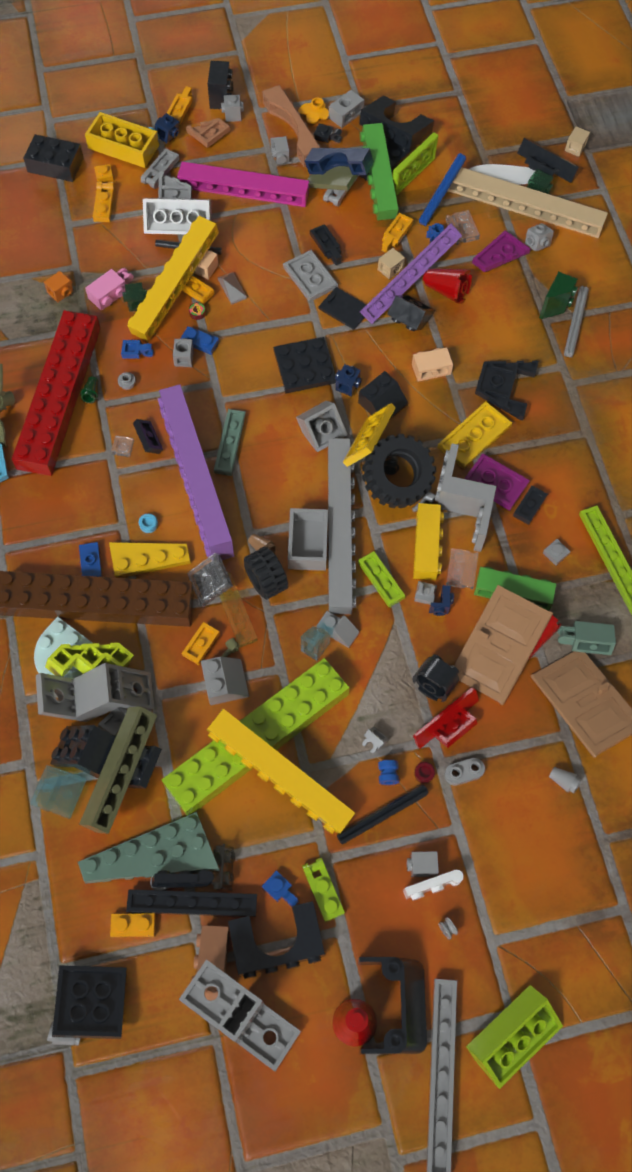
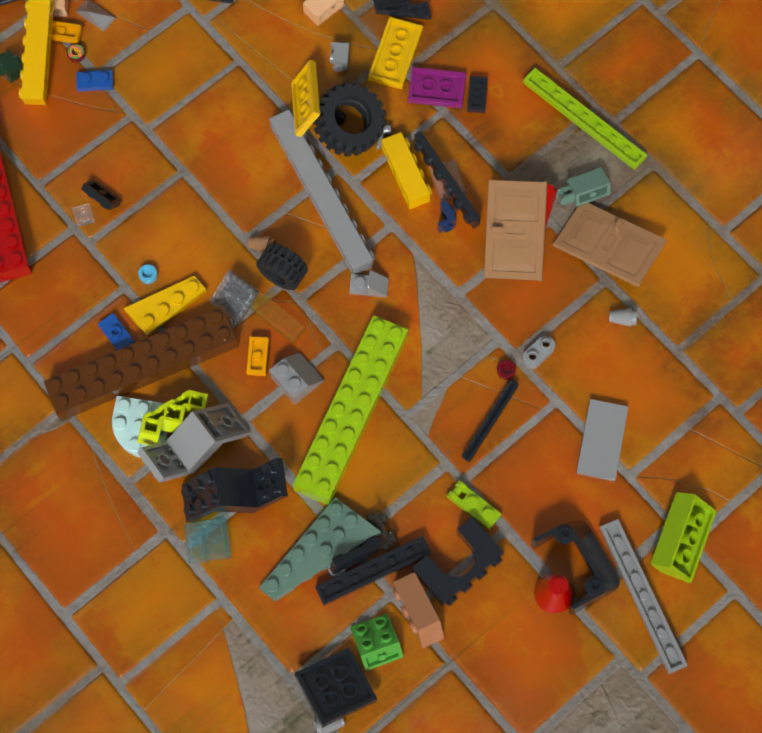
camera: 25 degrees left, 5 degrees up
(90, 390) = (21, 178): dark green cone -> none
(113, 721) = (223, 456): light grey bracket -> none
(118, 770) = (254, 493): olive brick -> none
(126, 384) = (49, 156): light grey plate -> none
(133, 348) = (38, 119): blue plate -> none
(133, 925) = (334, 613): light orange plate -> none
(155, 976) = (376, 642): none -> bright green bracket
(181, 358) = (88, 106): light grey brick -> none
(195, 473) = (166, 207): medium lavender brick -> none
(229, 442) = (179, 164): sand green tile -> none
(232, 647) = (286, 345): olive hand -> none
(240, 1015) = (464, 631): light grey bracket -> none
(279, 888) = (437, 522): blue plate -> none
(280, 771) = (388, 427): yellow brick -> none
(304, 365) = (206, 58): black plate -> none
(307, 539) = (301, 219): light grey piece -> none
(315, 642) = (356, 306): clear light blue slope -> none
(320, 424) = (254, 108): light grey slope -> none
(348, 380) = (255, 55): dark blue brick -> none
(376, 737) = (451, 361): light grey tile -> none
(380, 393) = (294, 54): black slope -> none
(381, 579) = (383, 223): lime plate -> none
(388, 772) = (477, 384): blue wheel -> none
(422, 414) = (339, 56): none -> light grey brick
(423, 864) = (544, 443): light grey brick -> none
(425, 593) = (427, 217): light grey tile -> none
(434, 884) = (561, 454): white plate -> none
(436, 678) = (476, 285): black brick -> none
(448, 928) = (590, 483): light grey bush -> none
(450, 723) = (507, 318): red bracket -> none
(459, 574) = (449, 184): none -> black plate
(465, 497) = (419, 115): light grey bracket -> none
(482, 891) = (602, 440): none -> light grey tile
(536, 591) = (520, 169): bright green brick -> none
(556, 552) = (520, 126): light grey plate -> none

